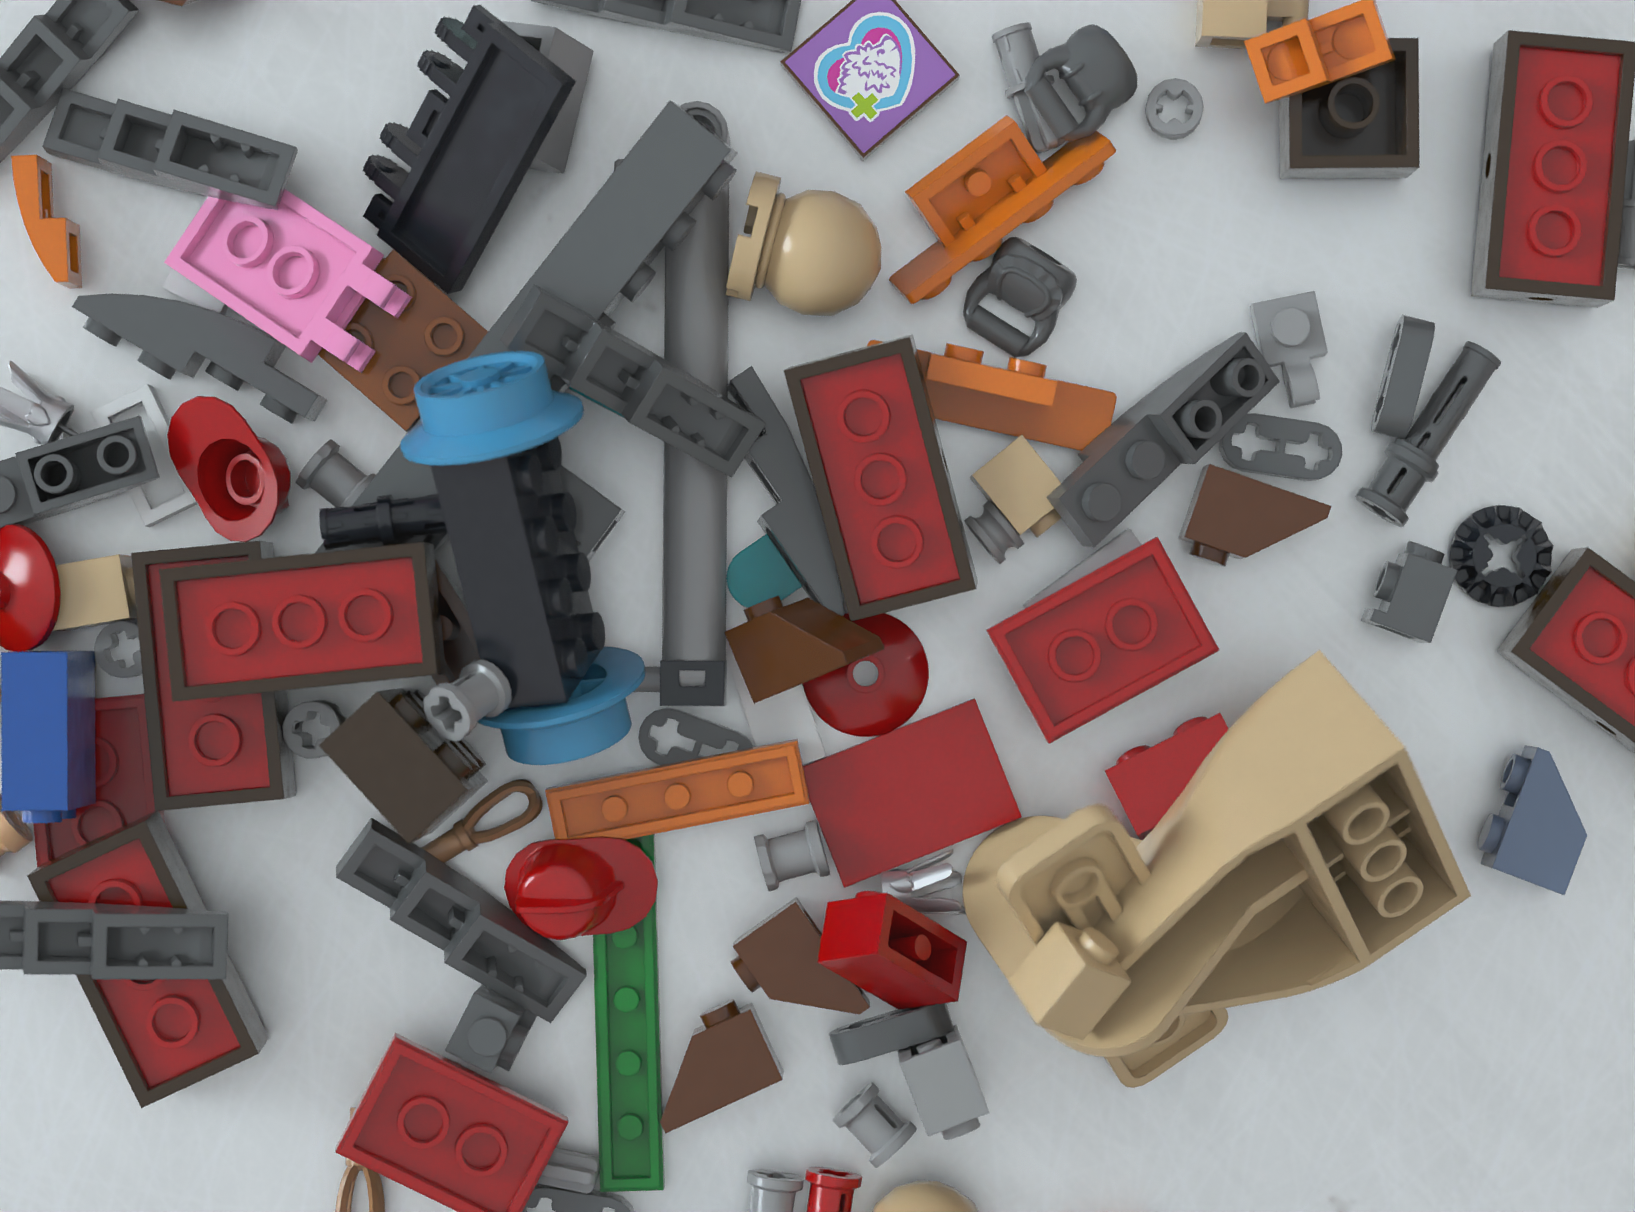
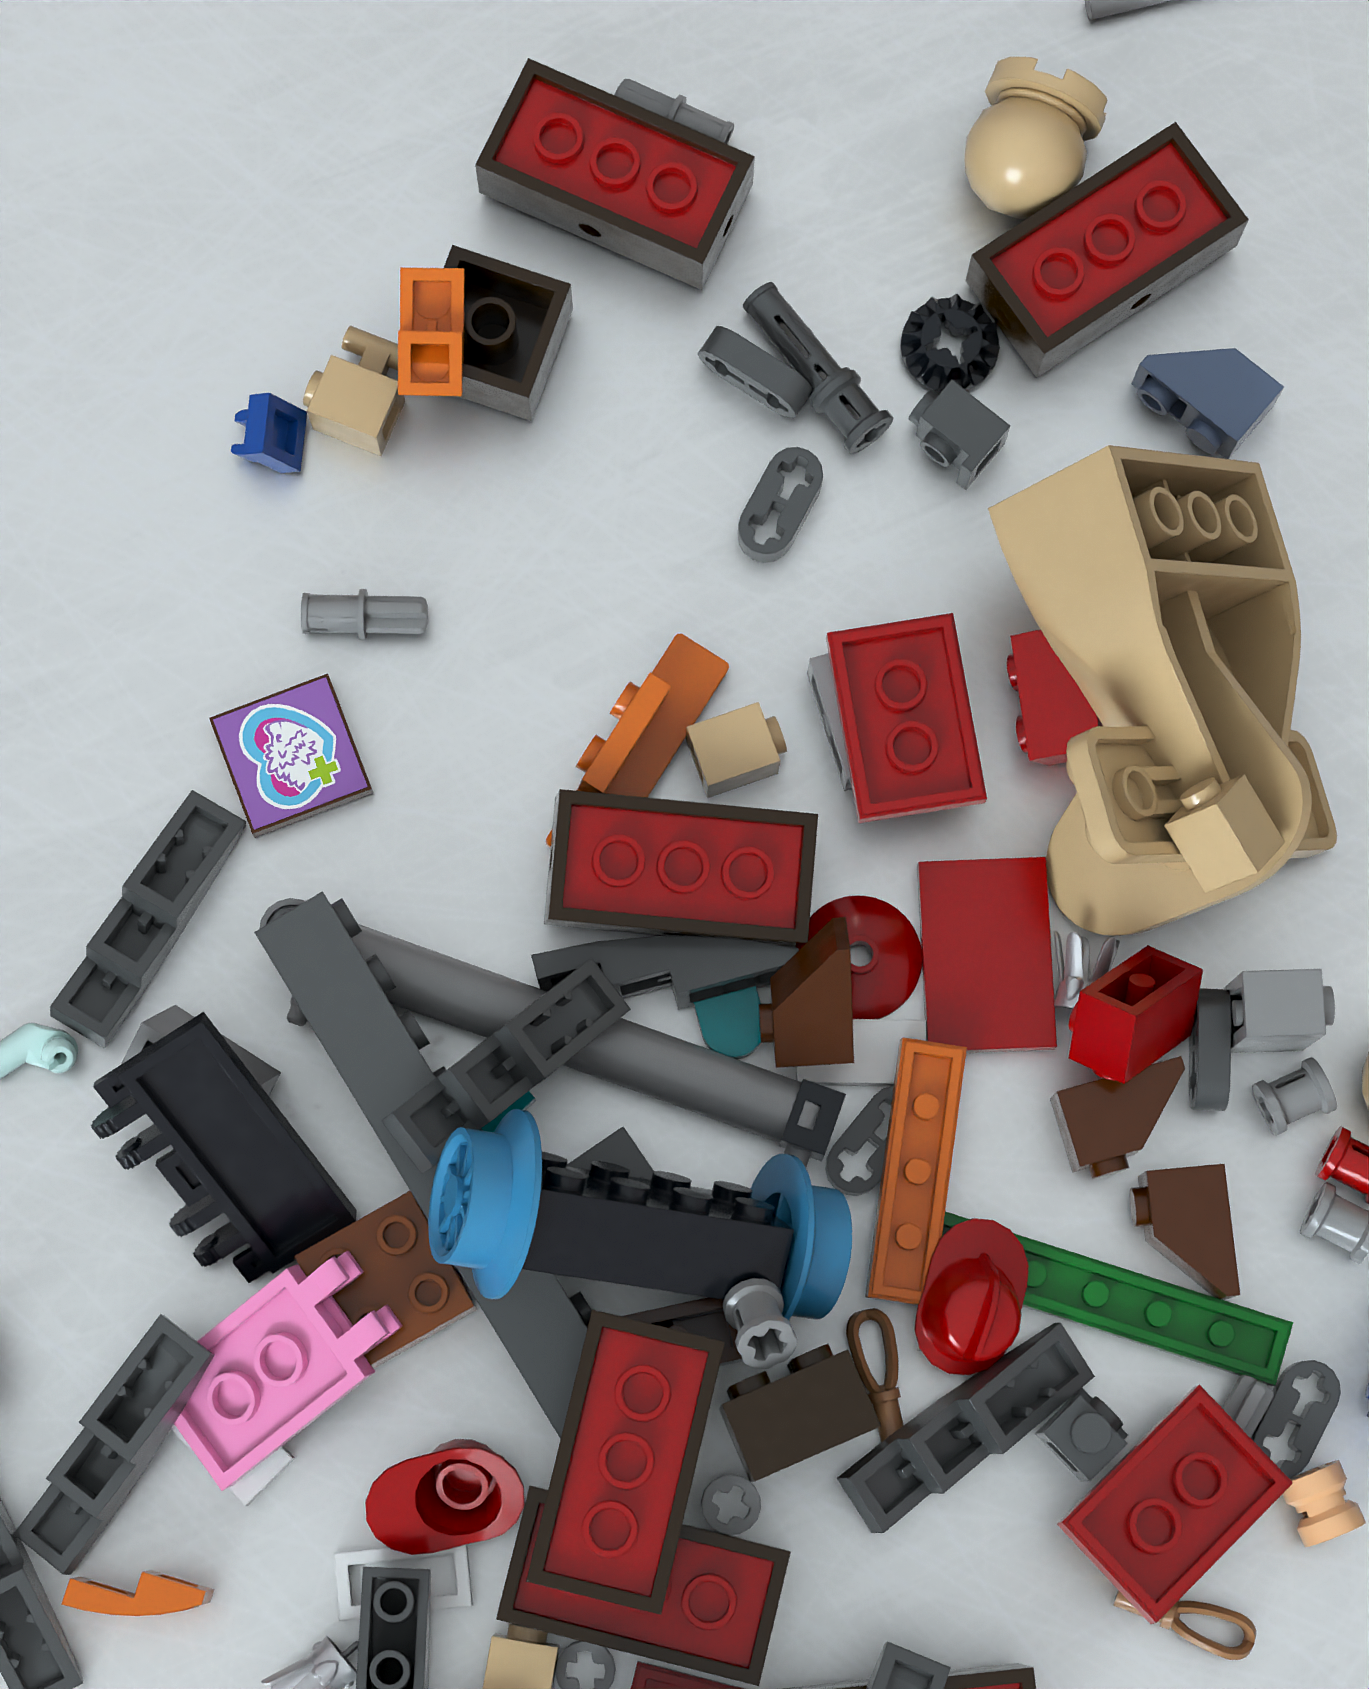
camera: 65 degrees left, 10 degrees down
(183, 335) = (296, 1501): dark grey slope -> none
(333, 476) = (496, 1397): light grey bush -> none
(381, 521) = (555, 1349): black pin -> none
(791, 855) = (1010, 1084): light grey bush -> none
(808, 249) = (441, 865): tan tile -> none
(985, 196) = (450, 686): orange bracket -> none
(994, 532) = (768, 787): light grey bush -> none
(1026, 281) = (543, 680): dark grey piece -> none
(1095, 73) = (373, 547): dark grey piece -> none
(1158, 434) = (729, 603): dark grey slope -> none
(1174, 128) = (451, 496): light grey bush -> none
(1243, 515) = (832, 557): reddish brown slope -> none
(1289, 336) = (679, 461): light grey plate -> none

